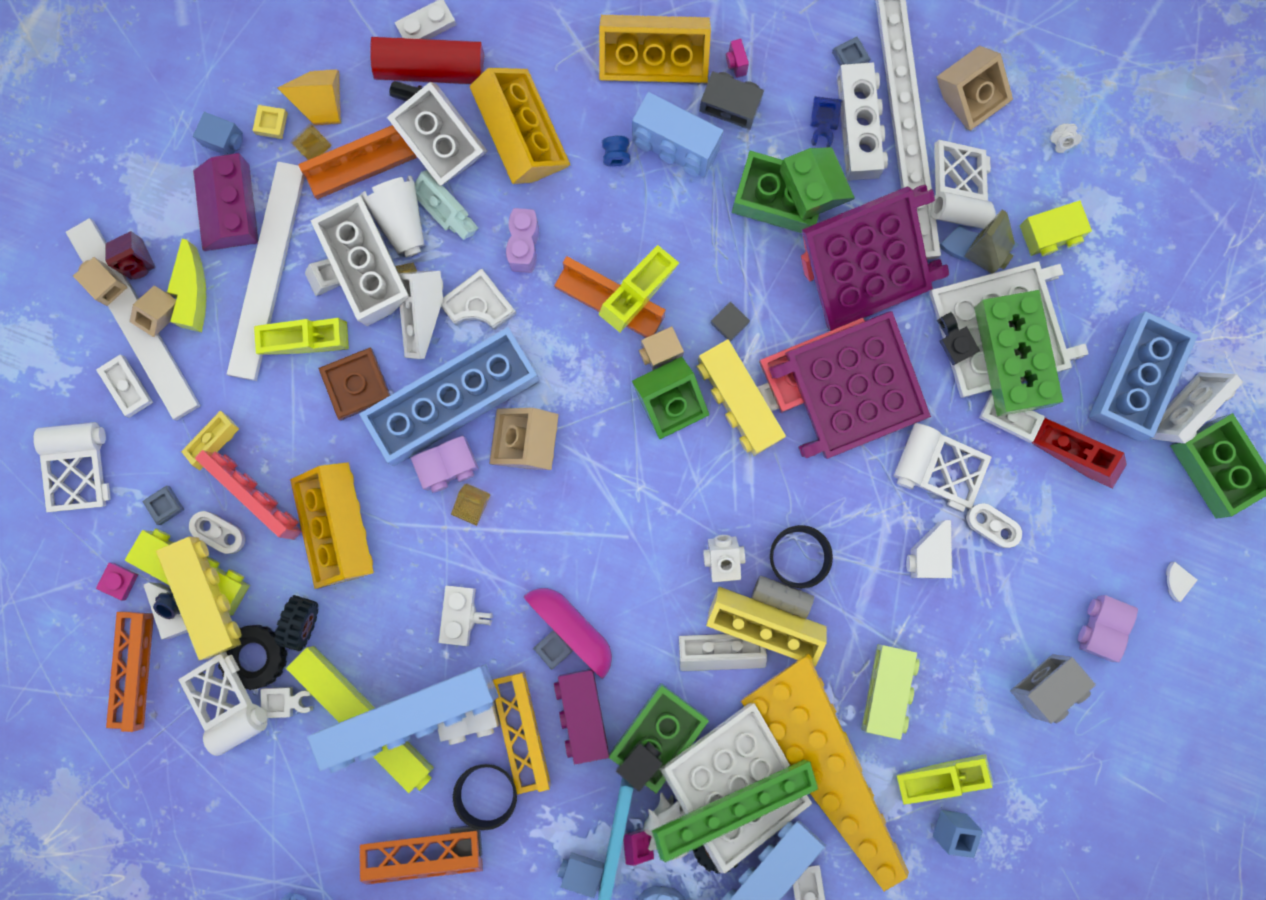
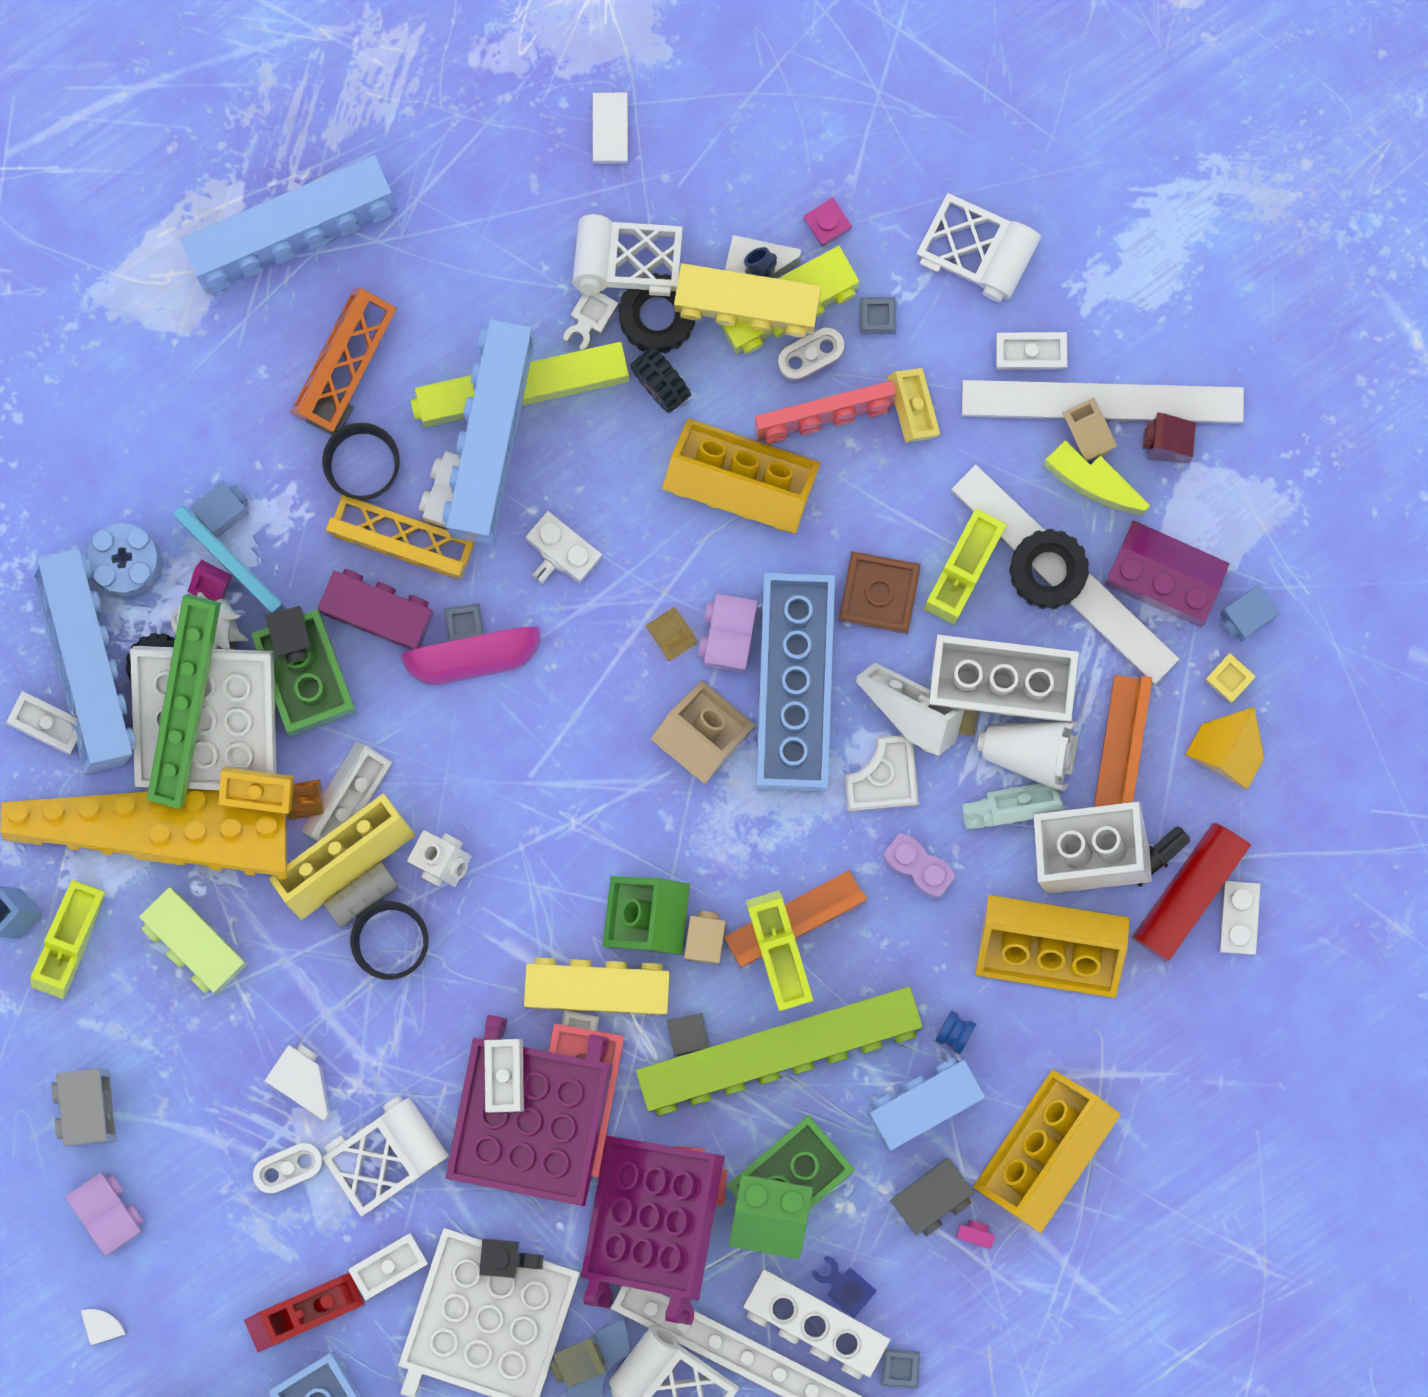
camera: 125 degrees right, 0 degrees up
(99, 281) = (1159, 392): tan brick -> none
(135, 670) = (718, 189): orange fence -> none
(139, 777) = (610, 128): none -> white tile
(251, 263) = (1054, 542): none -> black tyre
(310, 142) = (1181, 707): clear yellow slope -> none
(321, 277) = (1020, 627): white slope -> none
(701, 254) = (779, 1049): none -> lime brick
(744, 679) = (307, 800): none -> clear orange plate
(762, 716) = (256, 790): none -> yellow plate
(841, 418) = (504, 1076): none -> white plate
(1033, 342) = (426, 1319): bright green brick -> none

